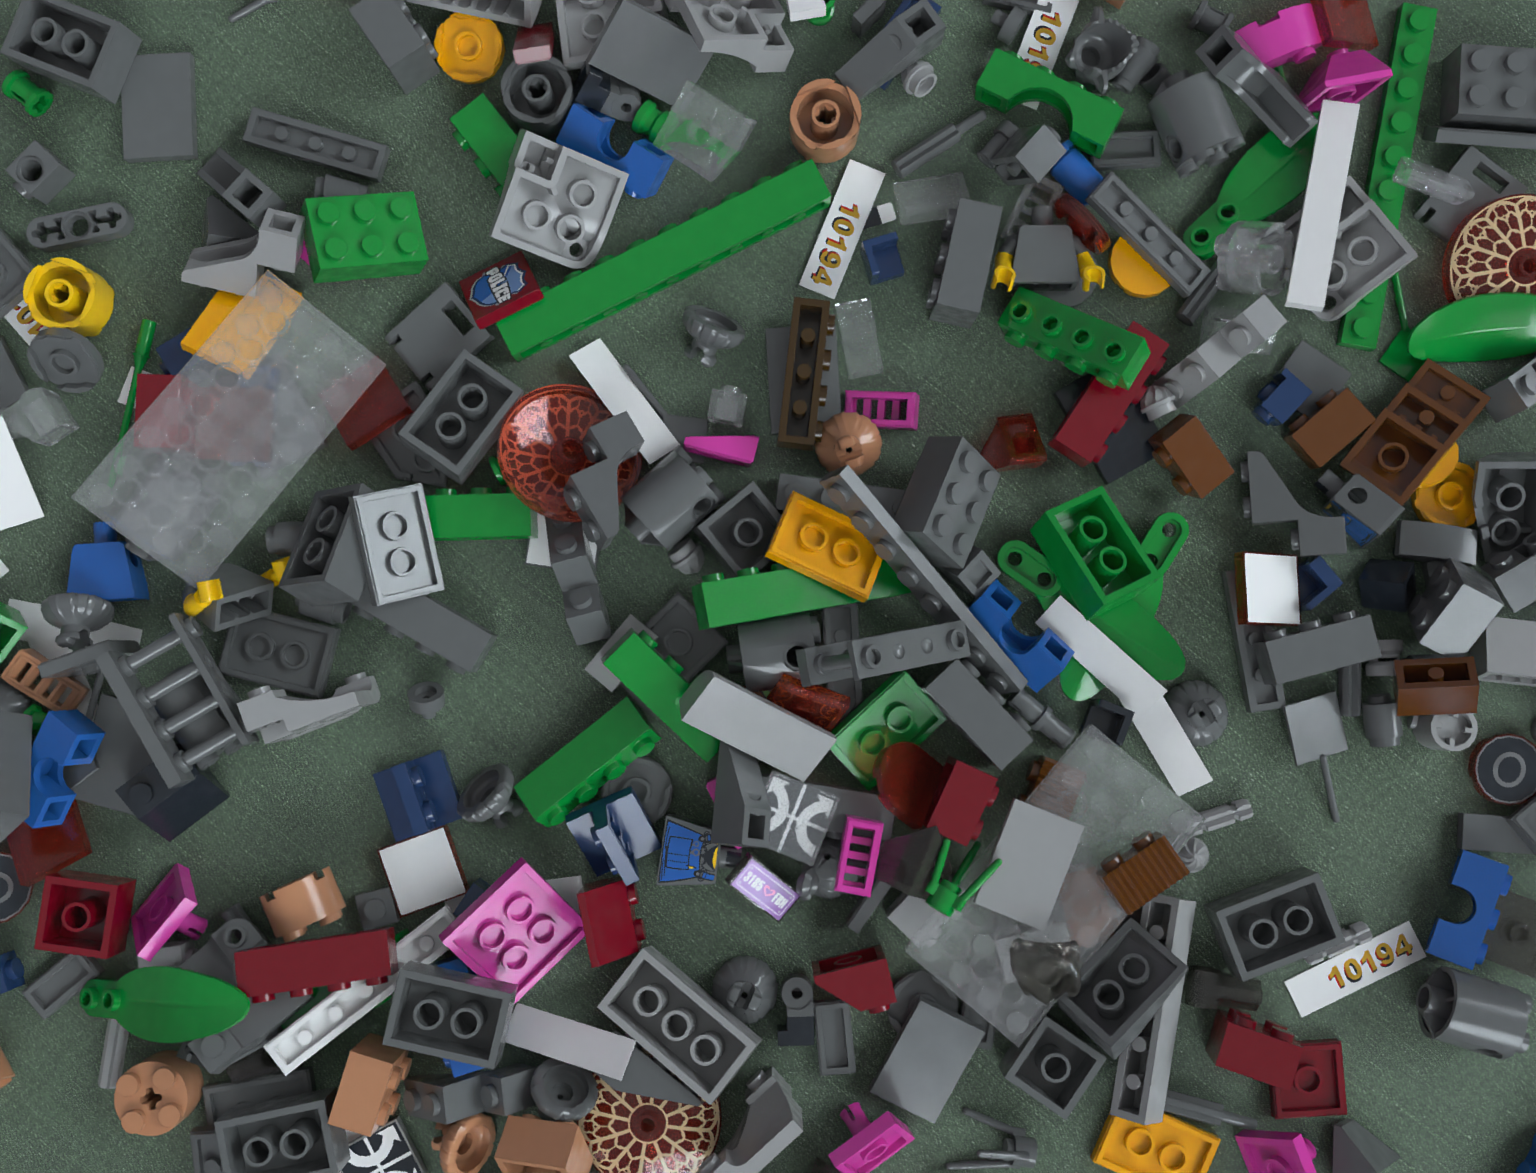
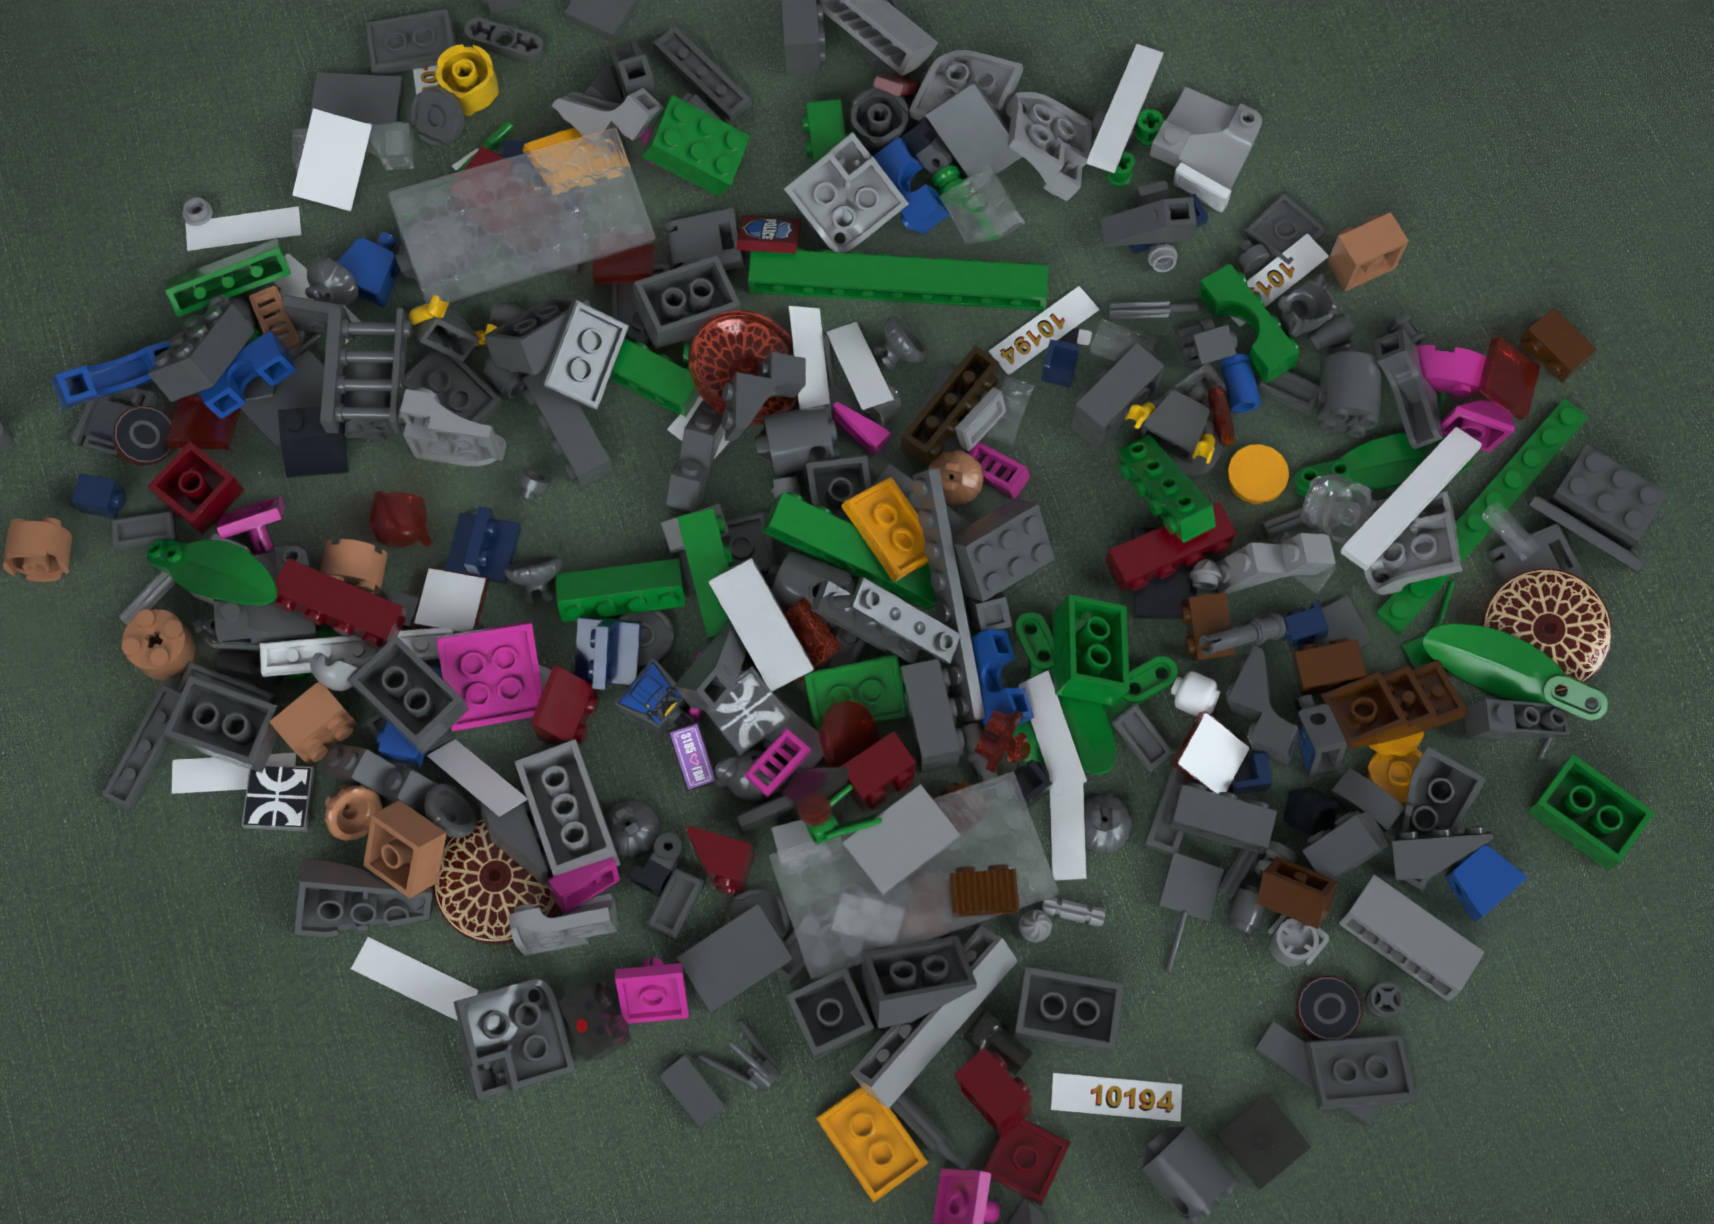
camera: 30 degrees right, 15 degrees down
(316, 823) = (399, 519): none -> clear red helmet
(360, 1035) = (334, 673): none -> light grey hair
(469, 48) = (850, 68): light orange tile -> none
(682, 381) = (859, 366): none -> white sticker
(739, 1093) = (582, 884): none -> dark pink slope
(838, 107) = (1074, 247): nougat brick -> none
(841, 369) = (981, 419): none -> light grey tile
(931, 891) = (814, 809): none -> clear red plate
(1014, 444) = (1079, 549): clear red slope -> none
(1046, 968) = (868, 923): clear smoke hair -> none
(1062, 699) = (994, 749): none -> clear red hips
(1147, 234) = (1268, 452): dark grey tile -> none
(1185, 607) = (1141, 737): none -> dark grey tile
(1215, 533) = (1195, 693): none -> white head
(1239, 440) = (1252, 632): none -> dark grey pin
(1357, 933) = (1112, 1063): light grey axle -> none
(1484, 883) = (1214, 1114): blue arch -> none

